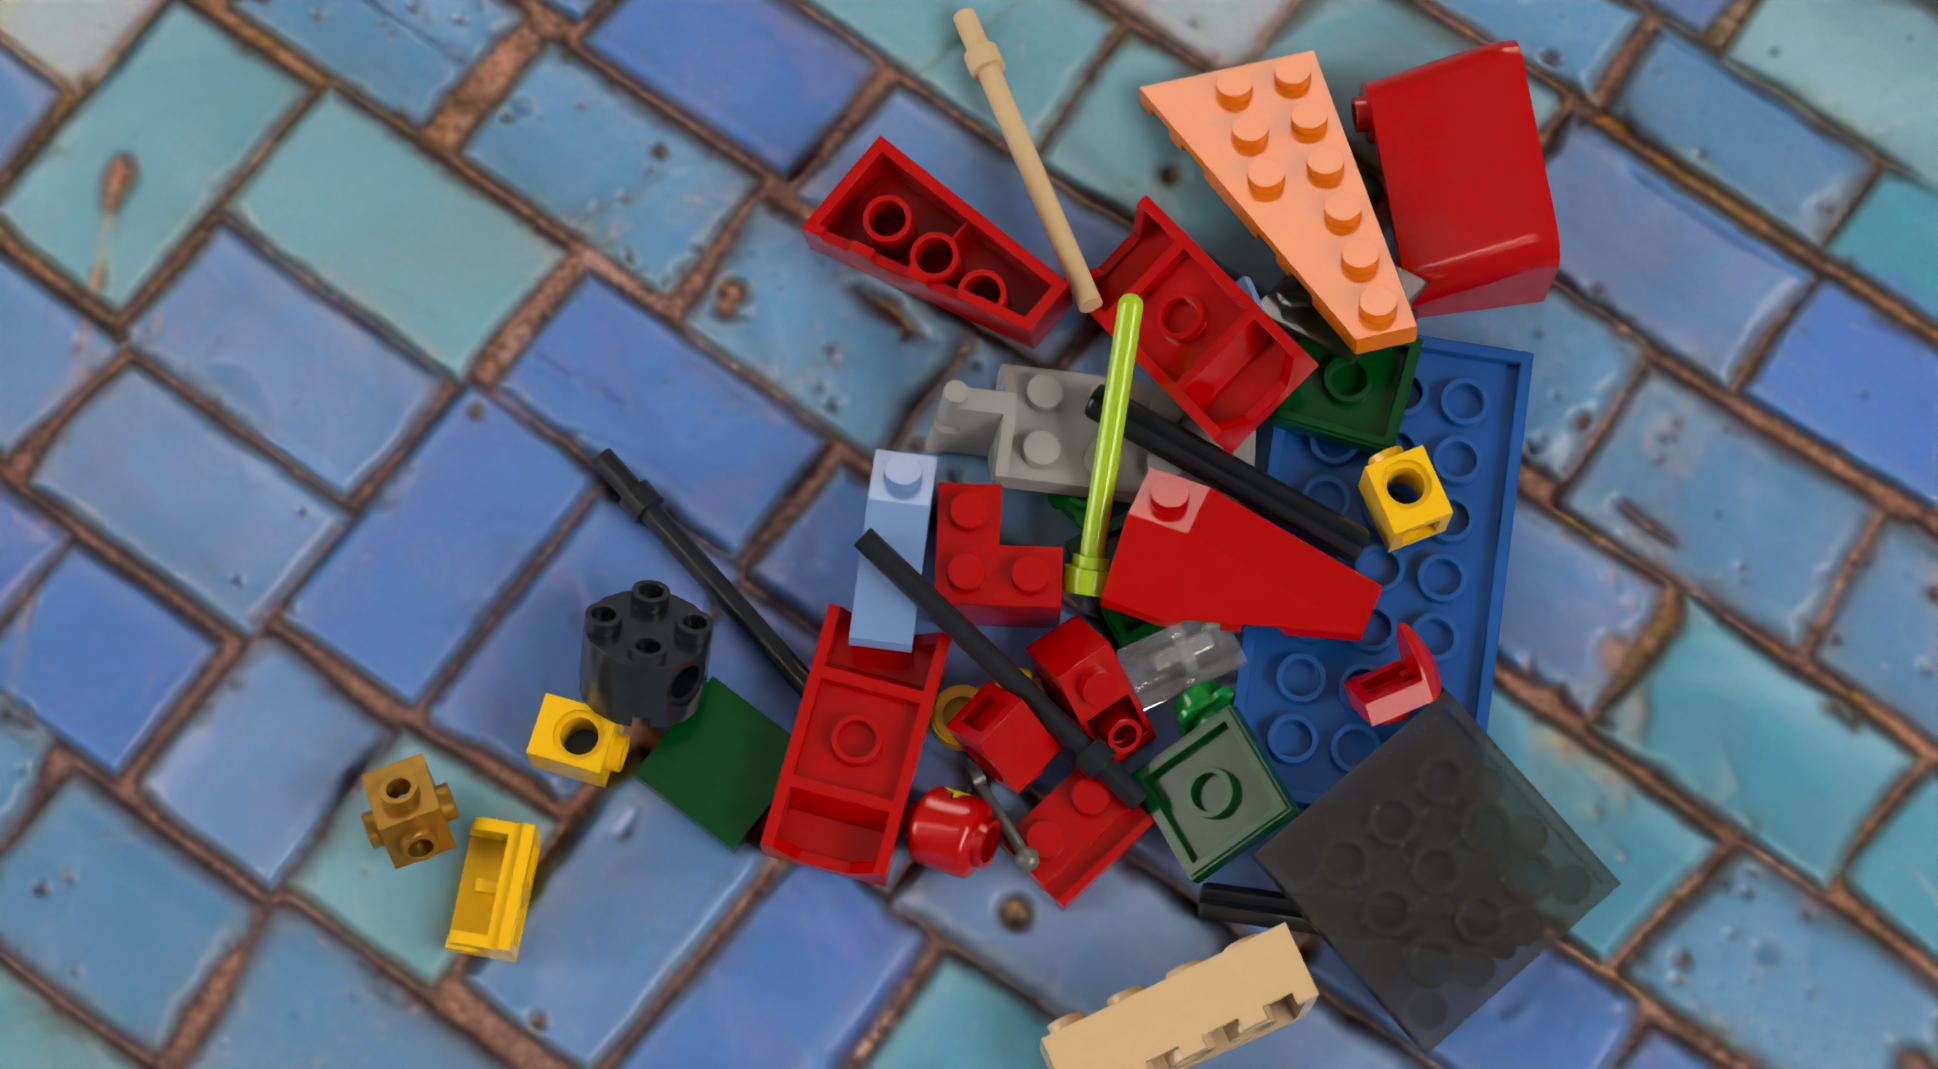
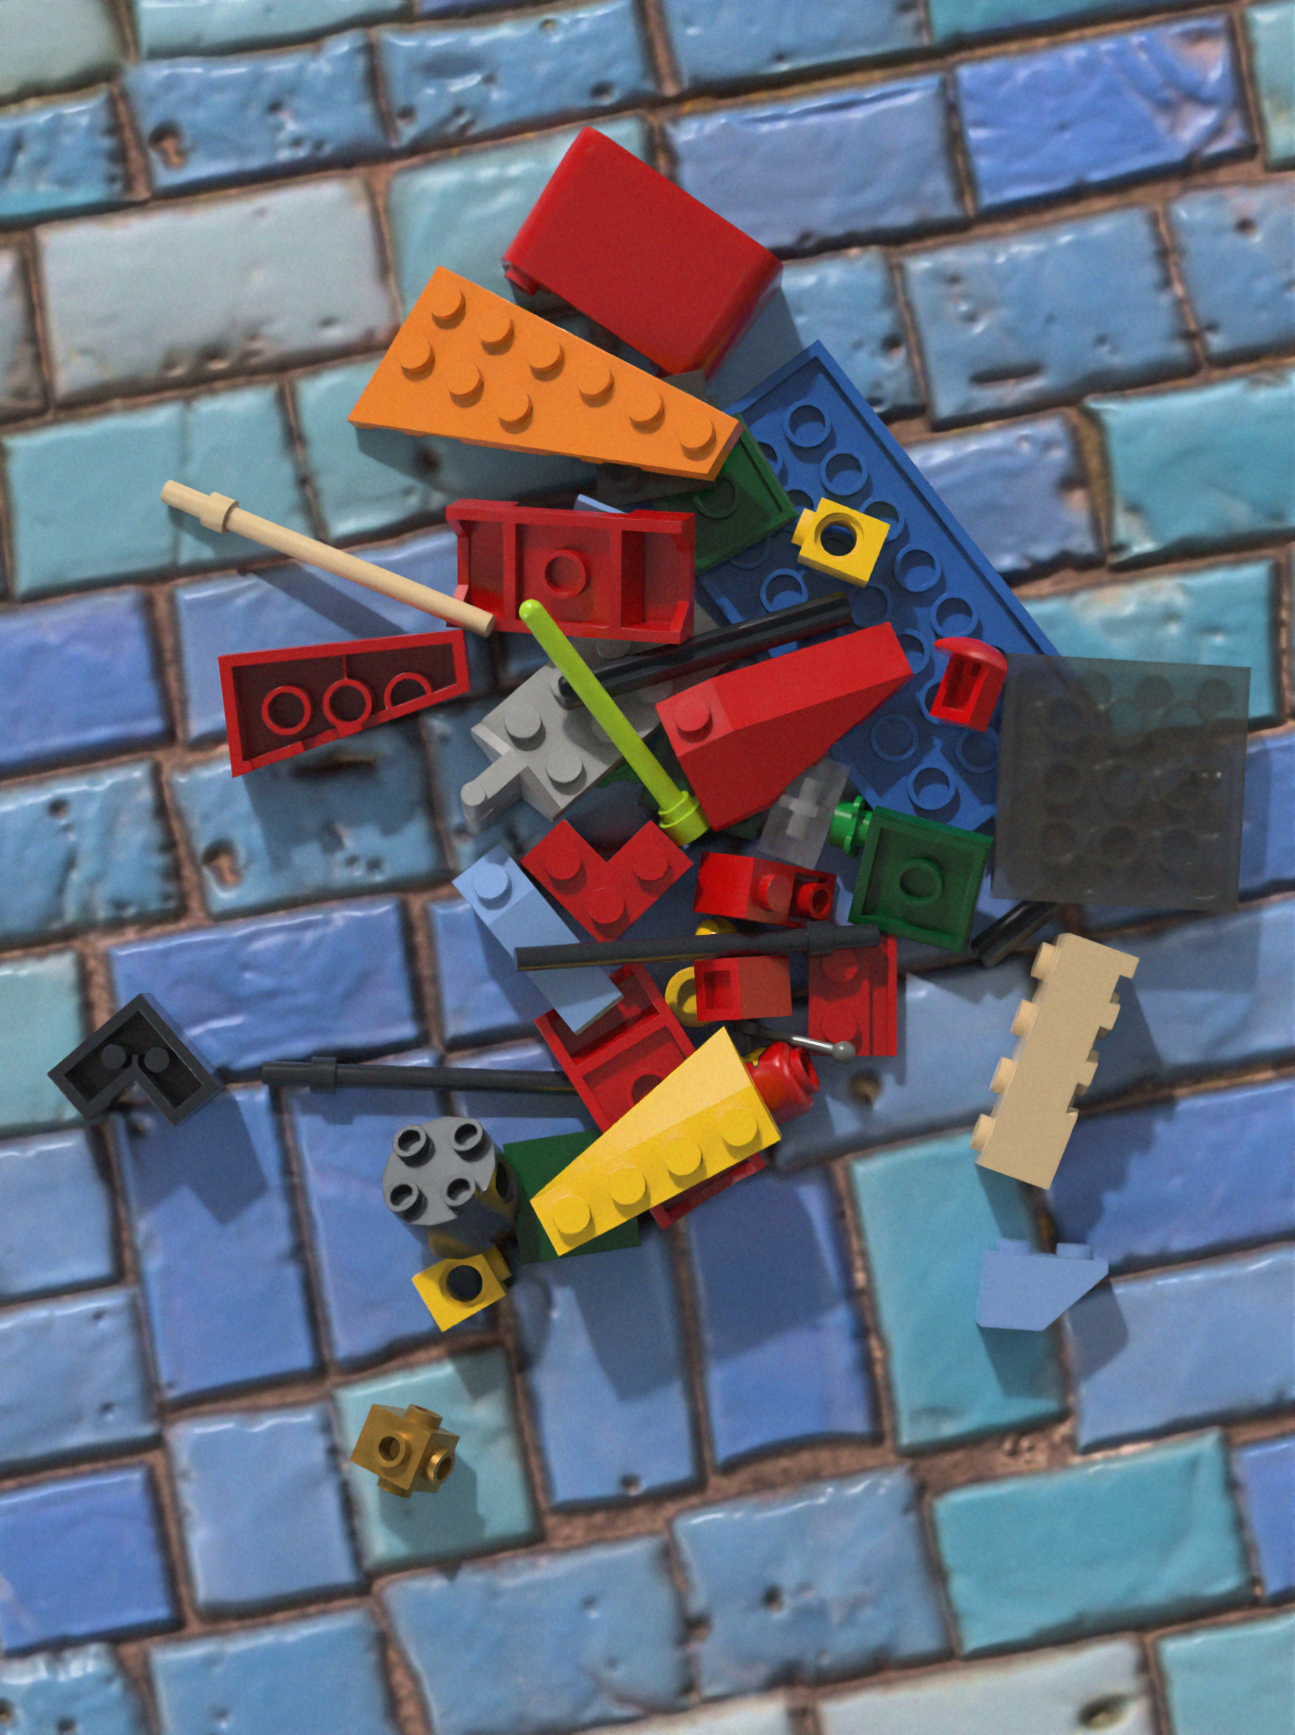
camera: 40 degrees left, 15 degrees up
(495, 889) = (514, 1437): yellow hinge -> none
(529, 344) = (140, 1049): none -> black brick
(836, 783) = (669, 1141): none -> yellow wedge

